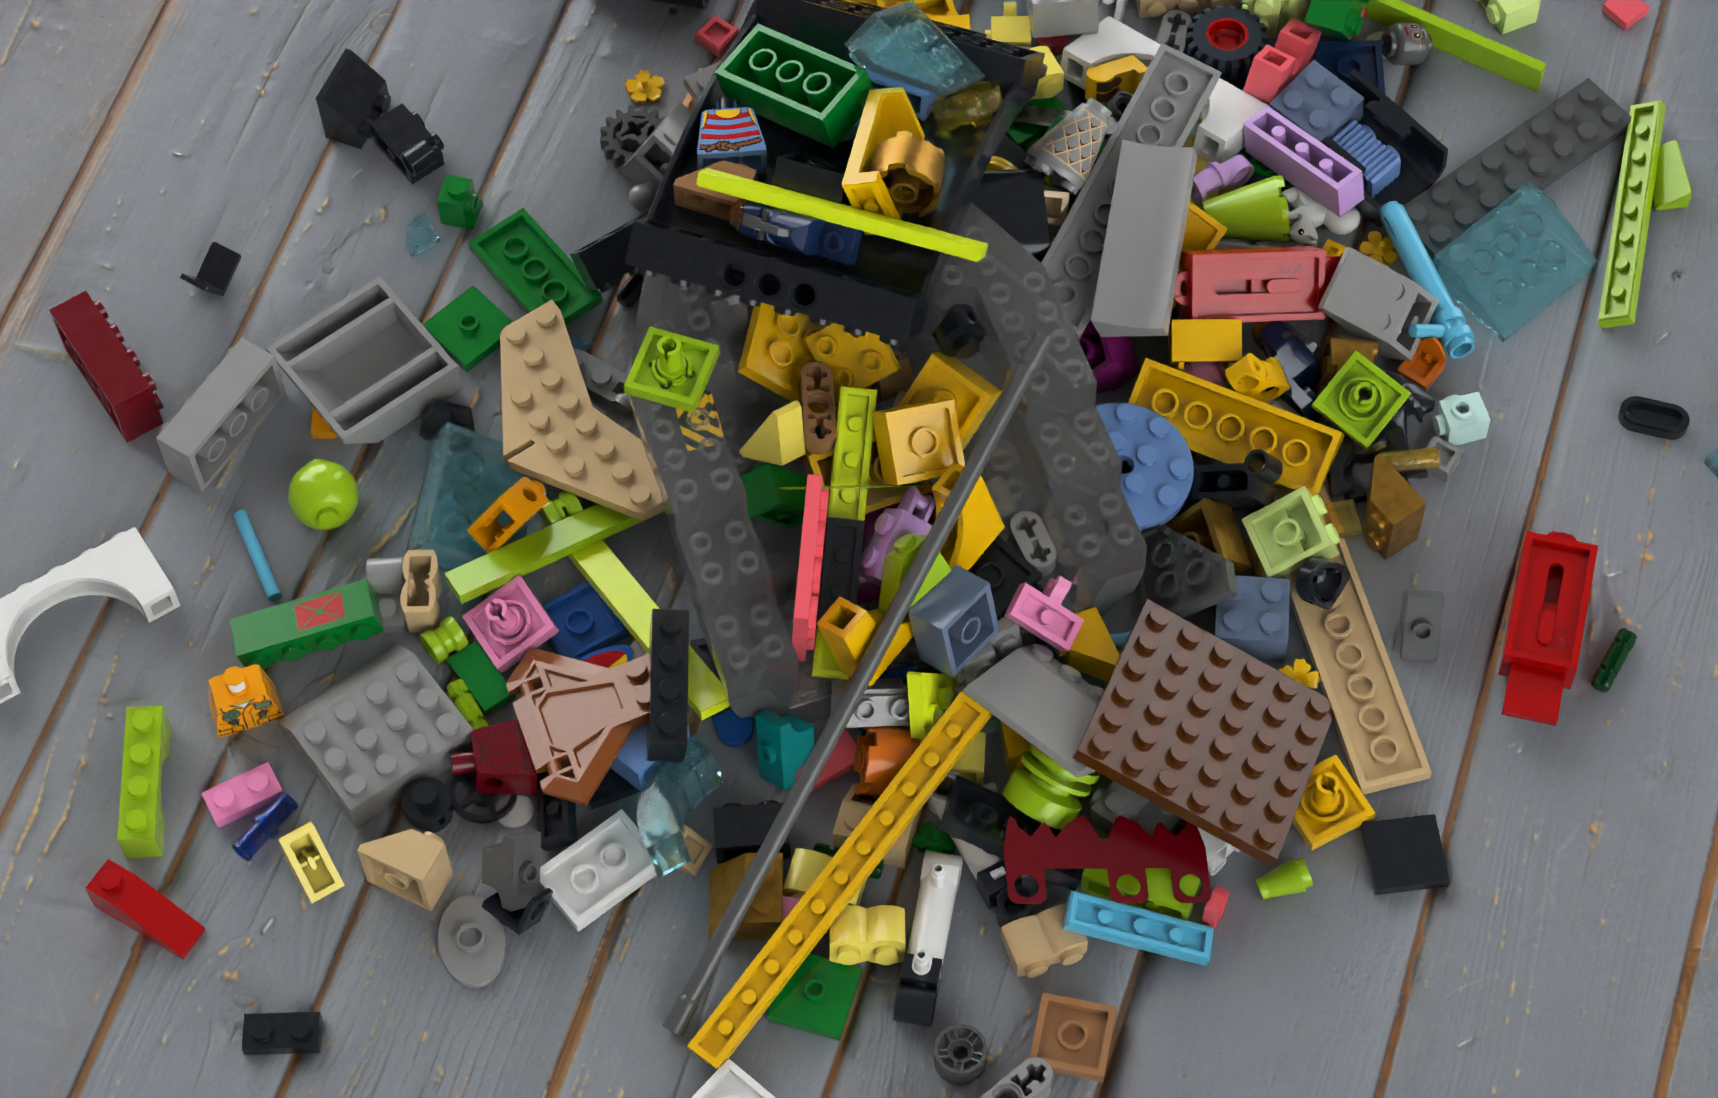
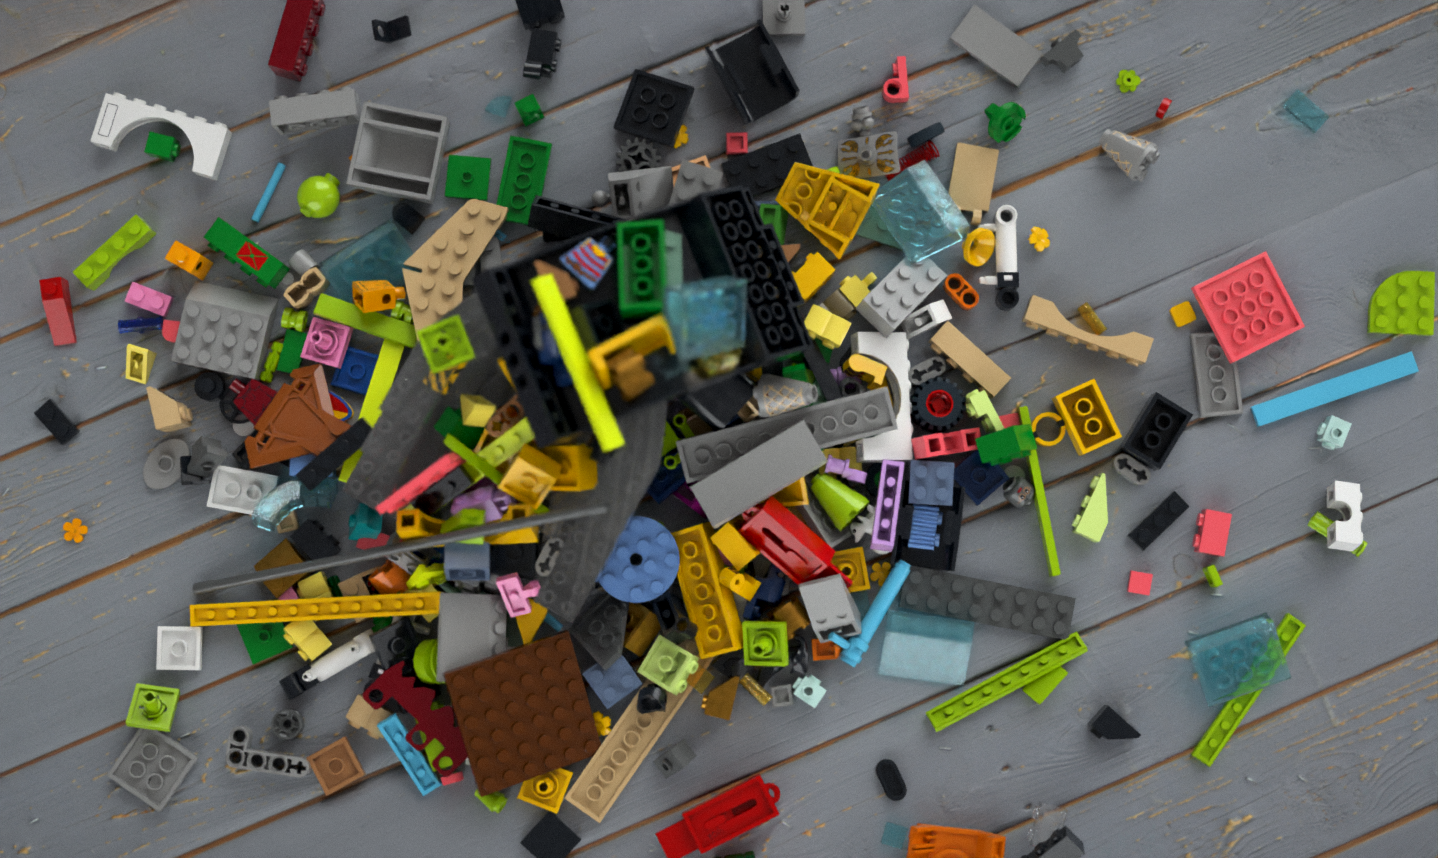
camera: 45 degrees right, 25 degrees up
(75, 625) = (162, 146): none -> green brick
(312, 796) = (170, 330): none -> coral tile
(591, 78) = (654, 108): none -> black plate

